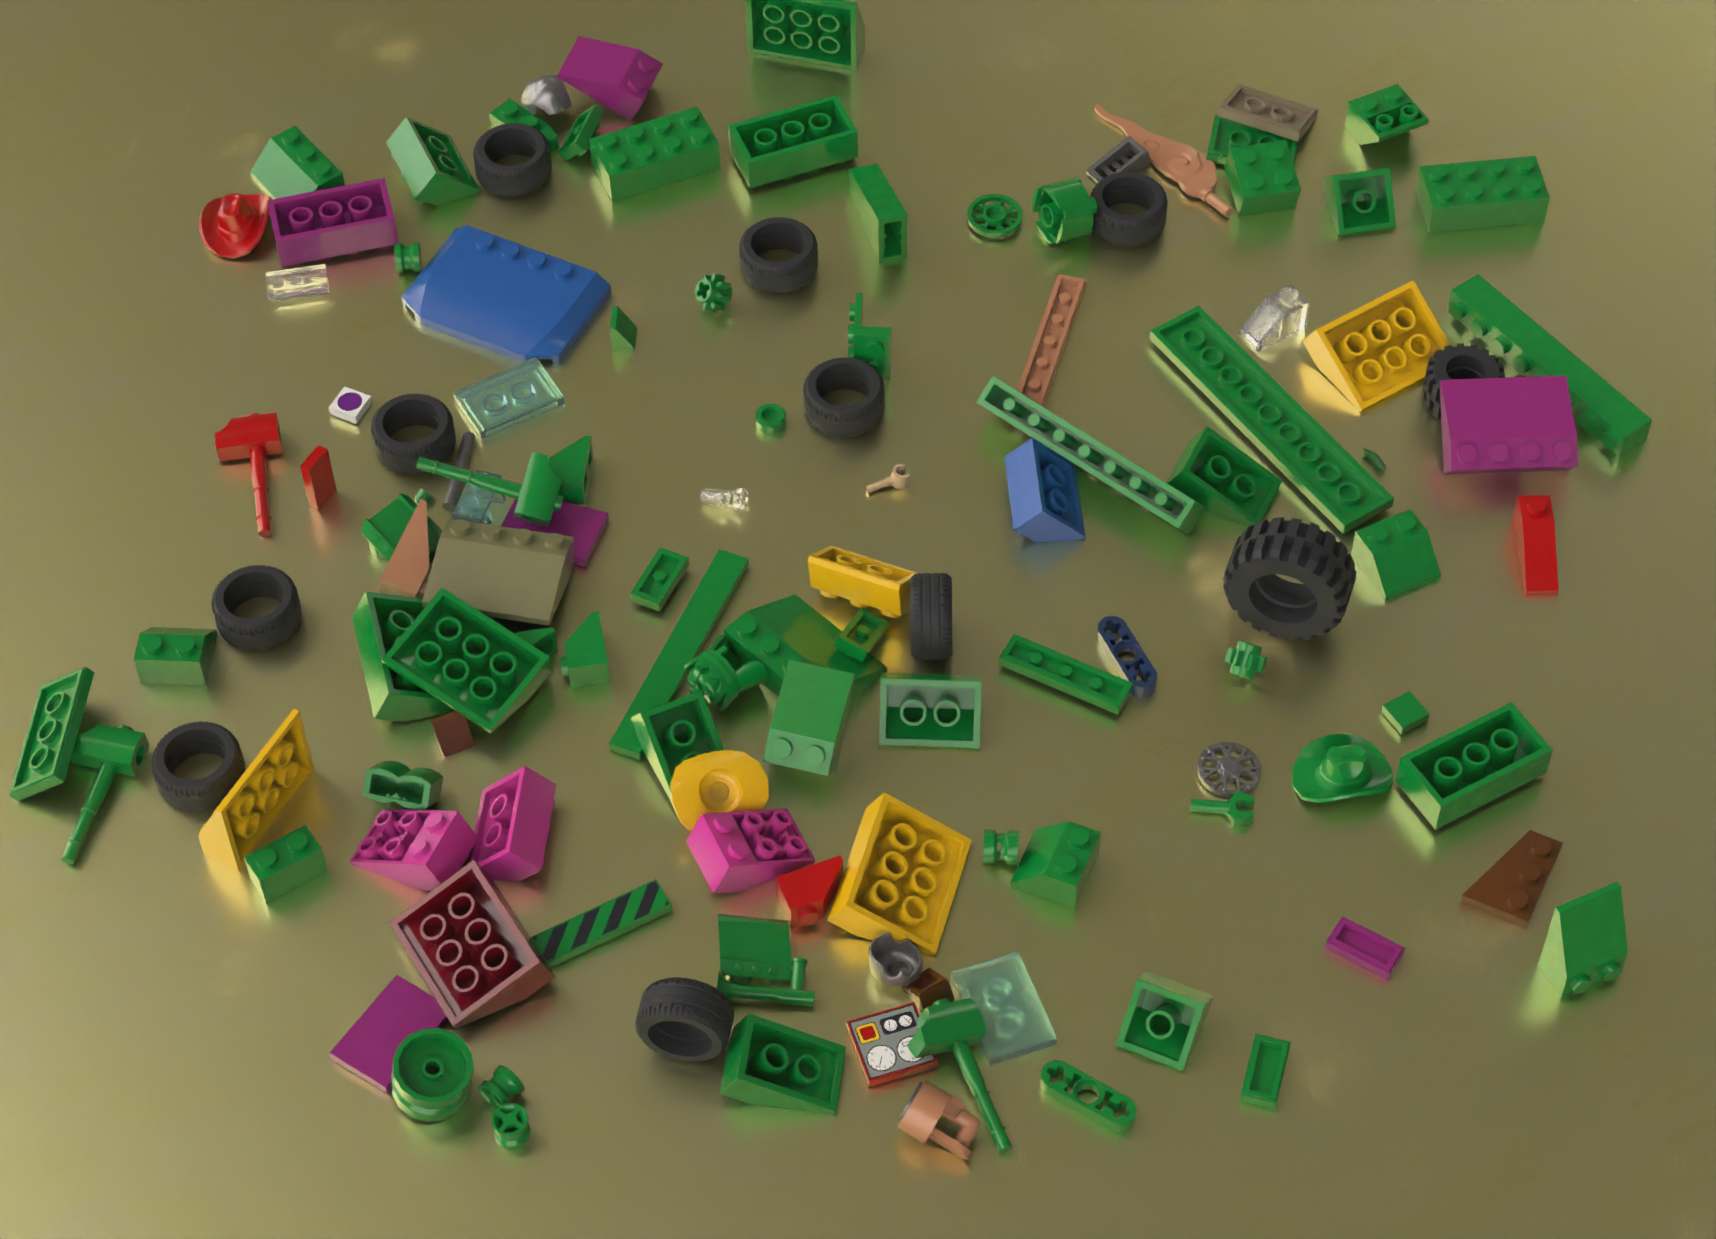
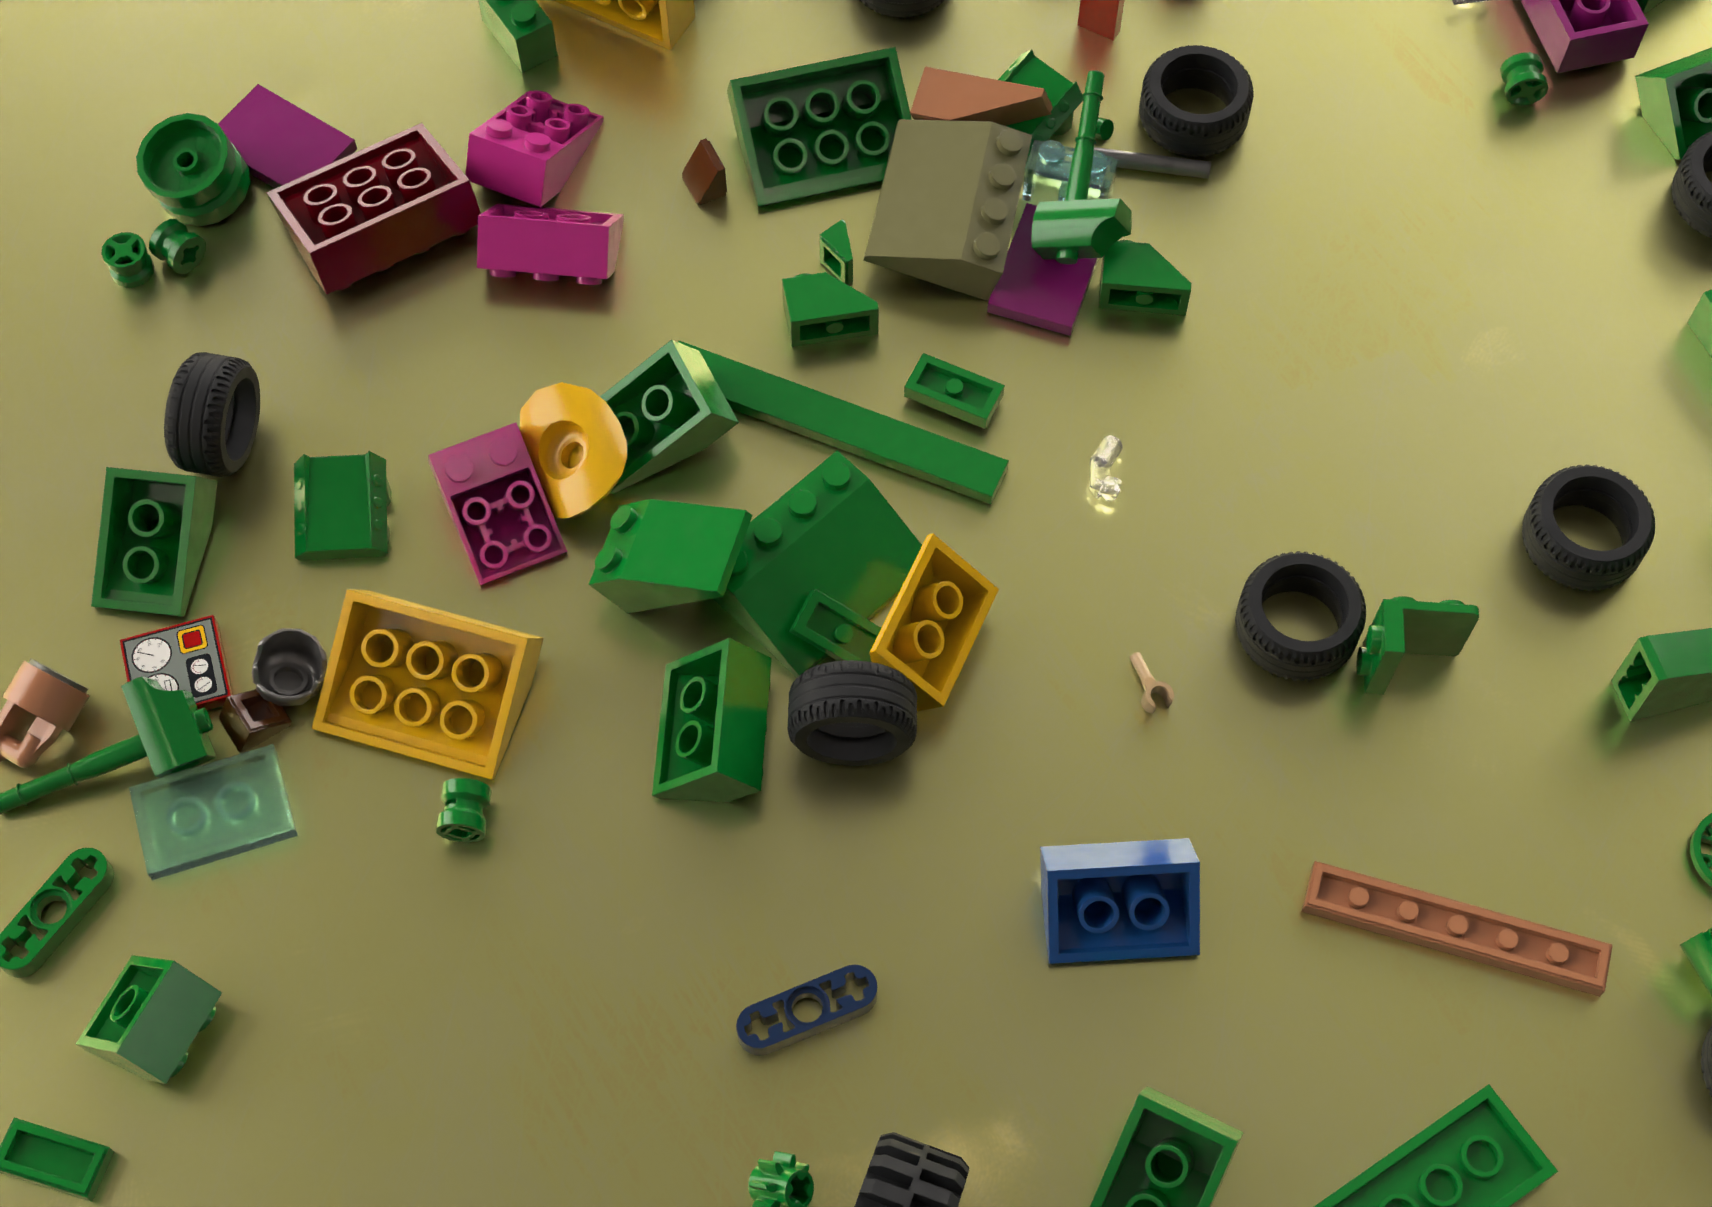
camera: 90 degrees right, 10 degrees up
(350, 405) = (1254, 40): tile -> none
(408, 787) = (617, 121): green brick -> none
(468, 661) = (791, 167): green slope -> none
(505, 296) = (1465, 198): blue slope -> none
(508, 398) = (1280, 211): clear light blue tile -> none
(602, 923) = (406, 346): green tile -> none
(622, 330) = (1416, 333): green slope -> none
(713, 292) = (1499, 442): green gear -> none
(722, 674) = (770, 453): green hat -> none
(770, 418) = (1265, 528): green tile -> none
(792, 996) = (266, 556): green piece -> none
(809, 891) = (411, 567): red slope -> none
(1058, 862) = (428, 887): green slope -> none
(1065, 674) = (770, 916): green plate -> none
(1091, 455) = (1189, 968): green brick -> none
(1228, 769) = (587, 1152): flat silver wheel -> none
(1228, 808) = (514, 1141): green bar -> none

